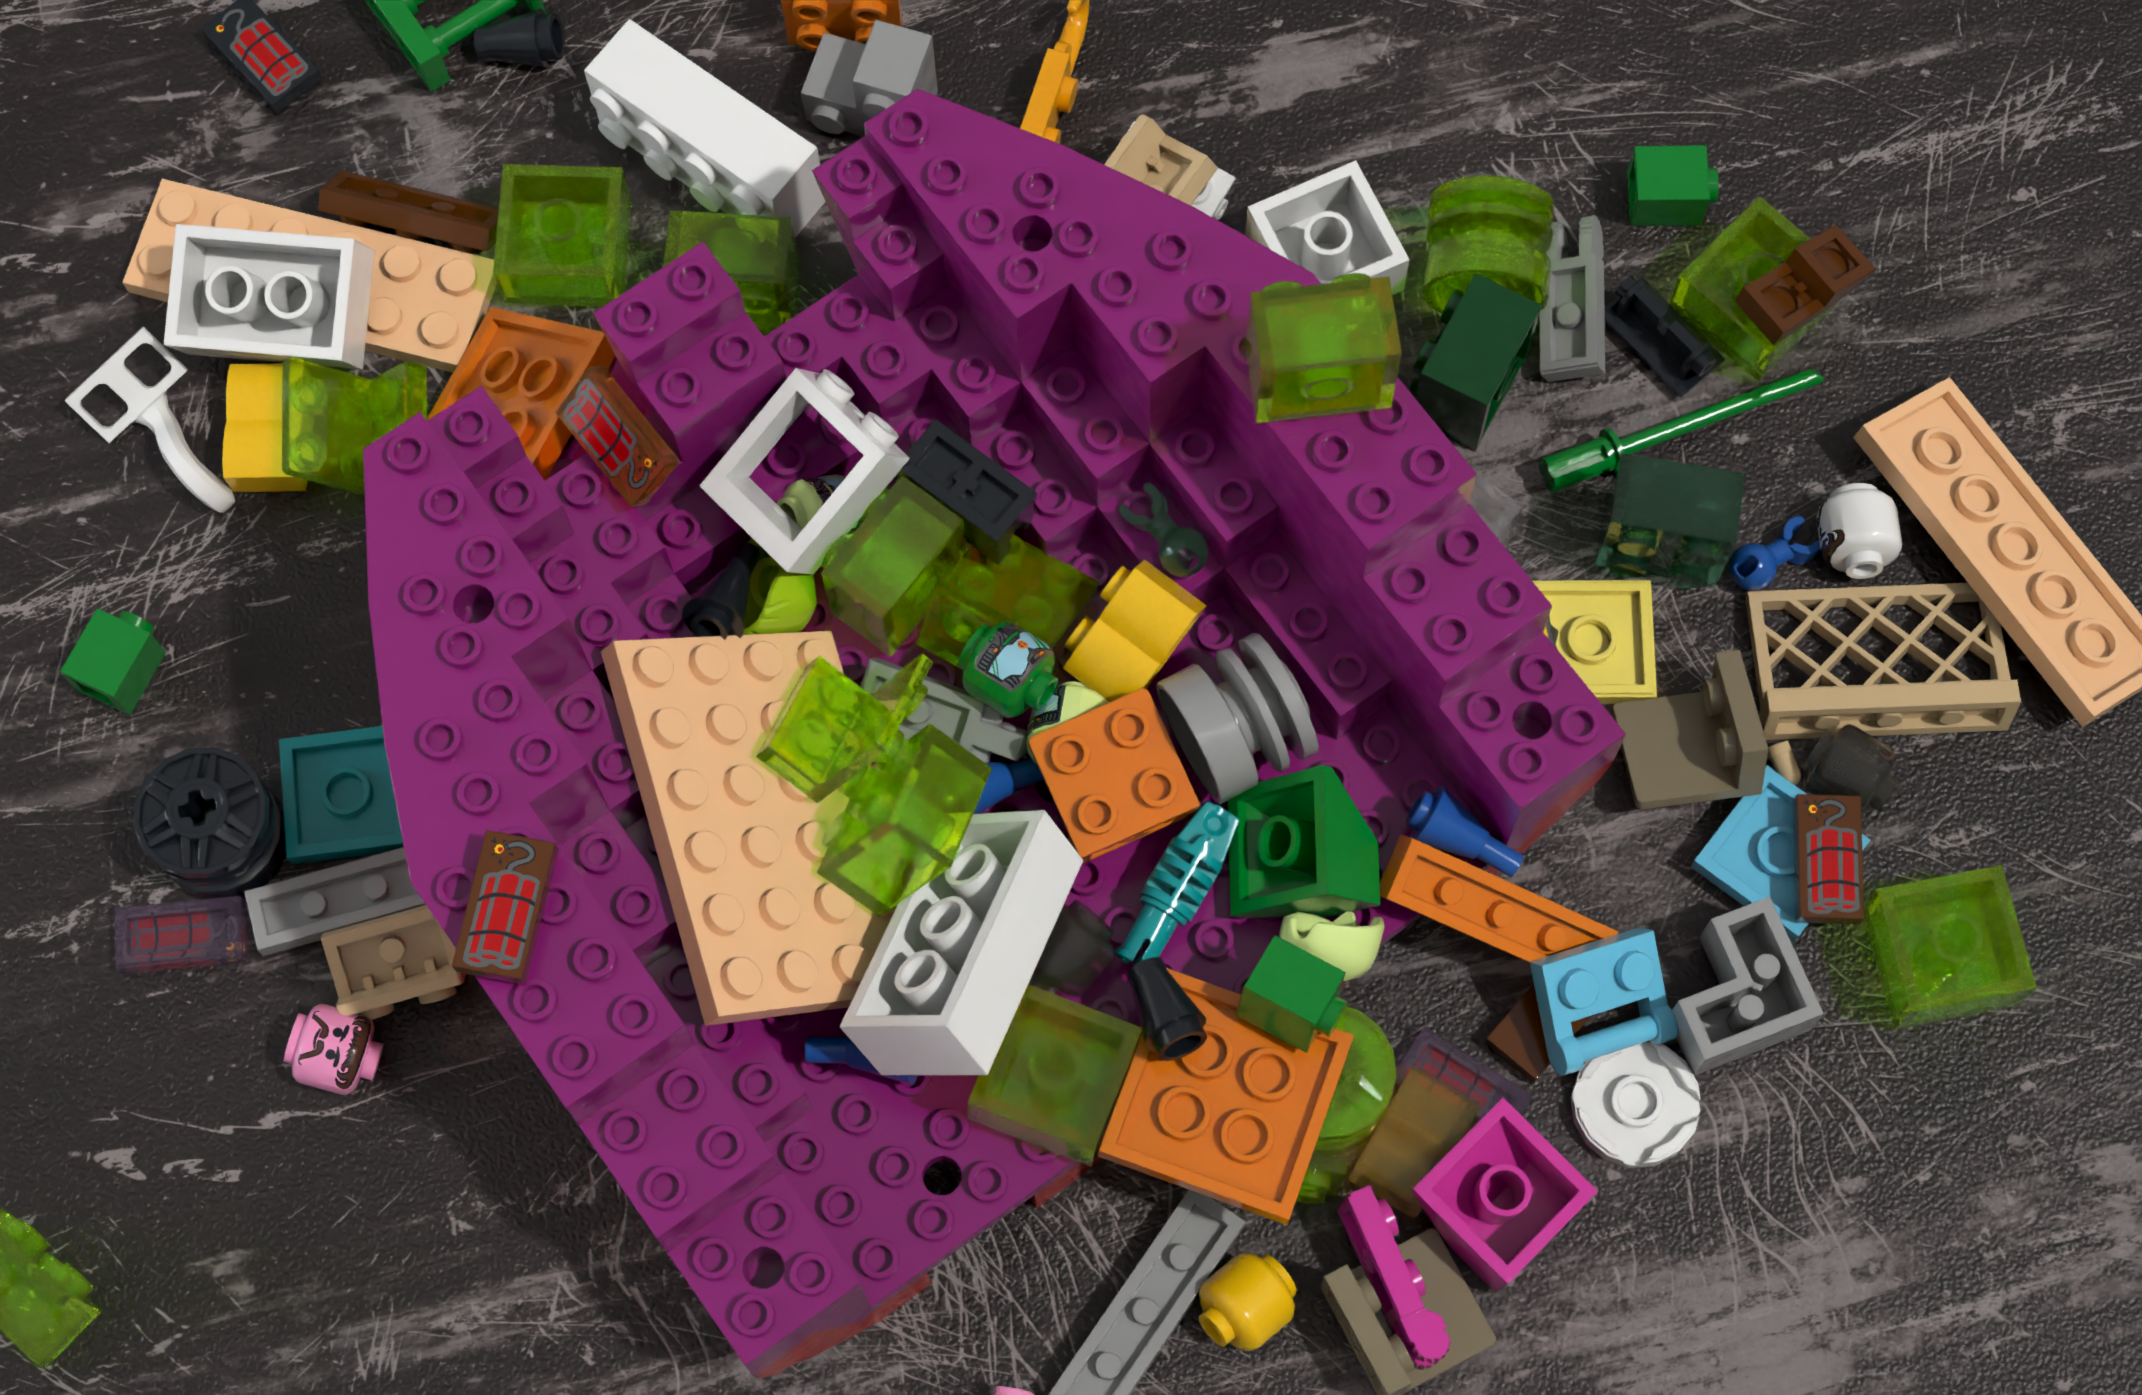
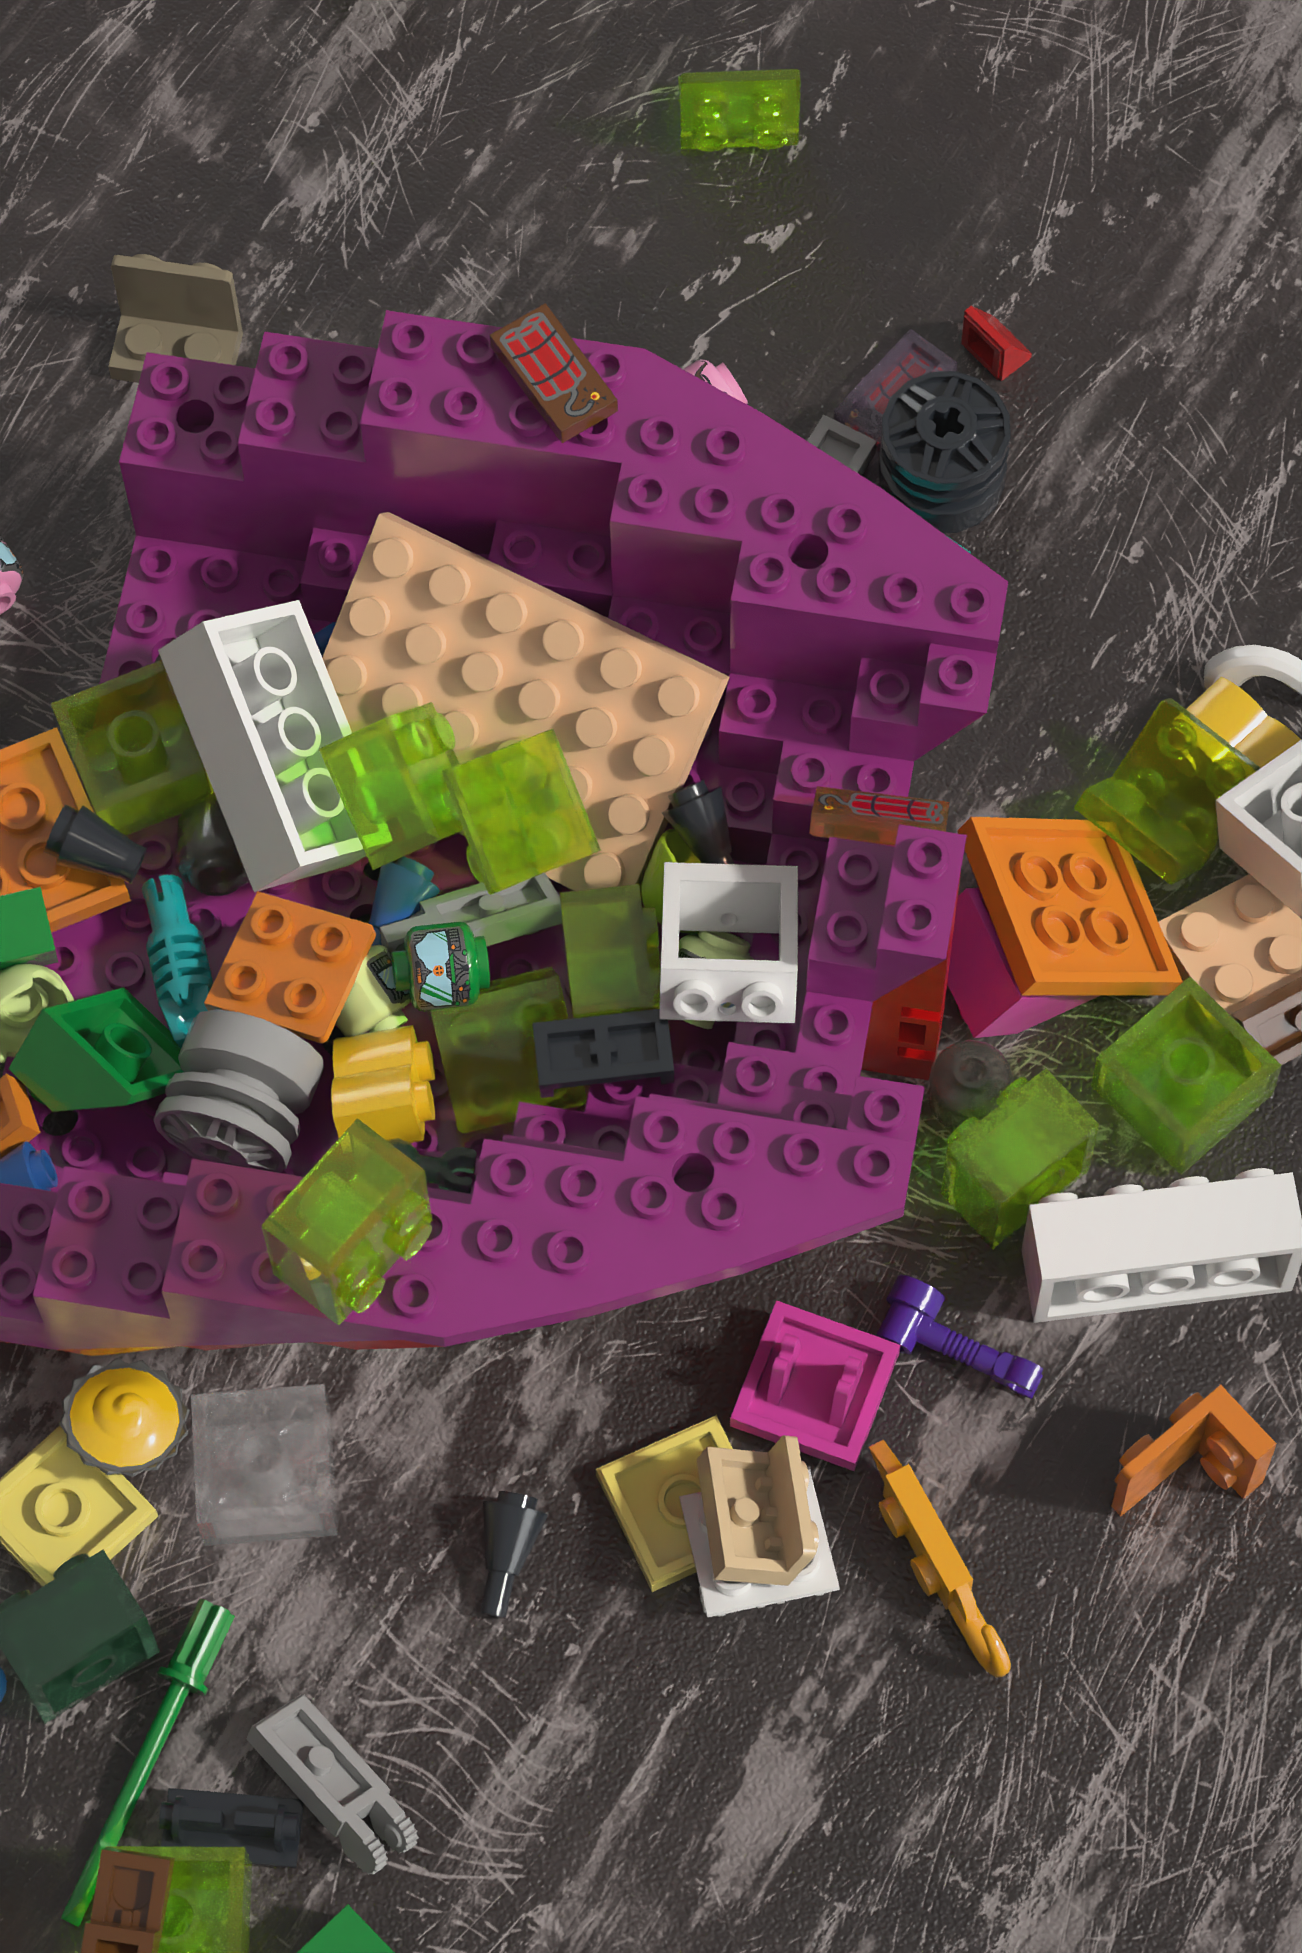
camera: 135 degrees right, 5 degrees down
(71, 899) = (992, 343): none -> red slope
(114, 659) = (1150, 501): green brick -> none
(860, 80) = (1081, 1419): light grey brick -> none
(1331, 228) = (573, 1624): white brick -> none
(1474, 358) = (351, 1619): dark green brick -> none
(1491, 230) = (424, 1726): clear neon green wheel -> none

